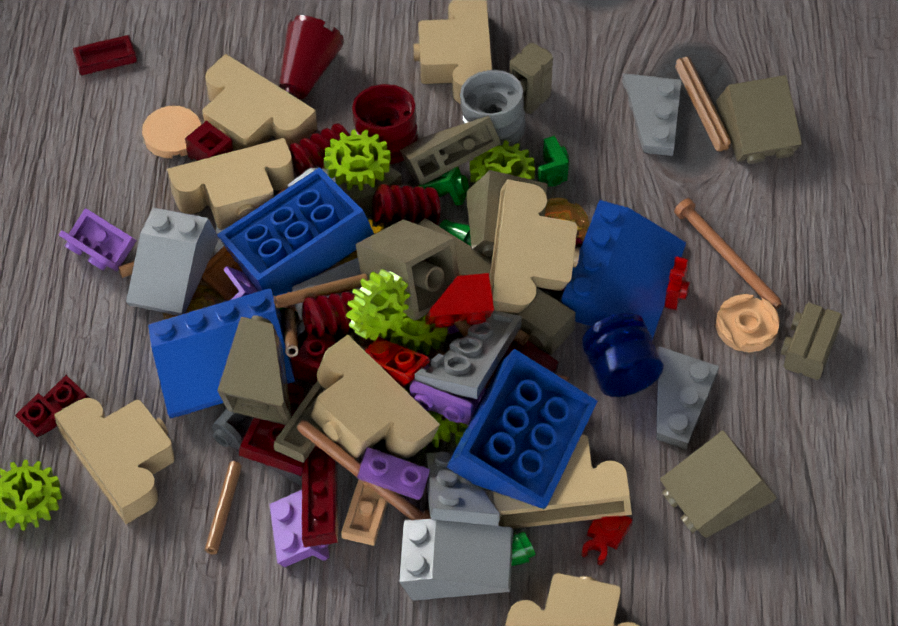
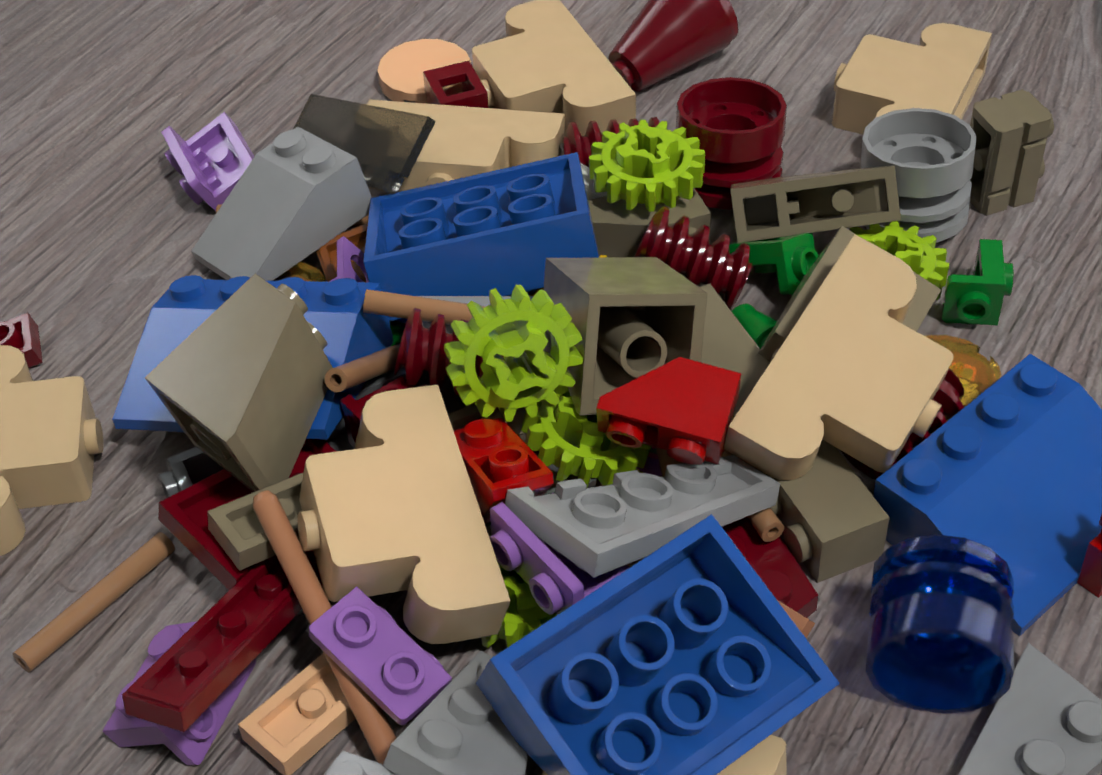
camera: 30 degrees right, 10 degrees down
(194, 196) = (379, 137): none -> clear smoke windscreen

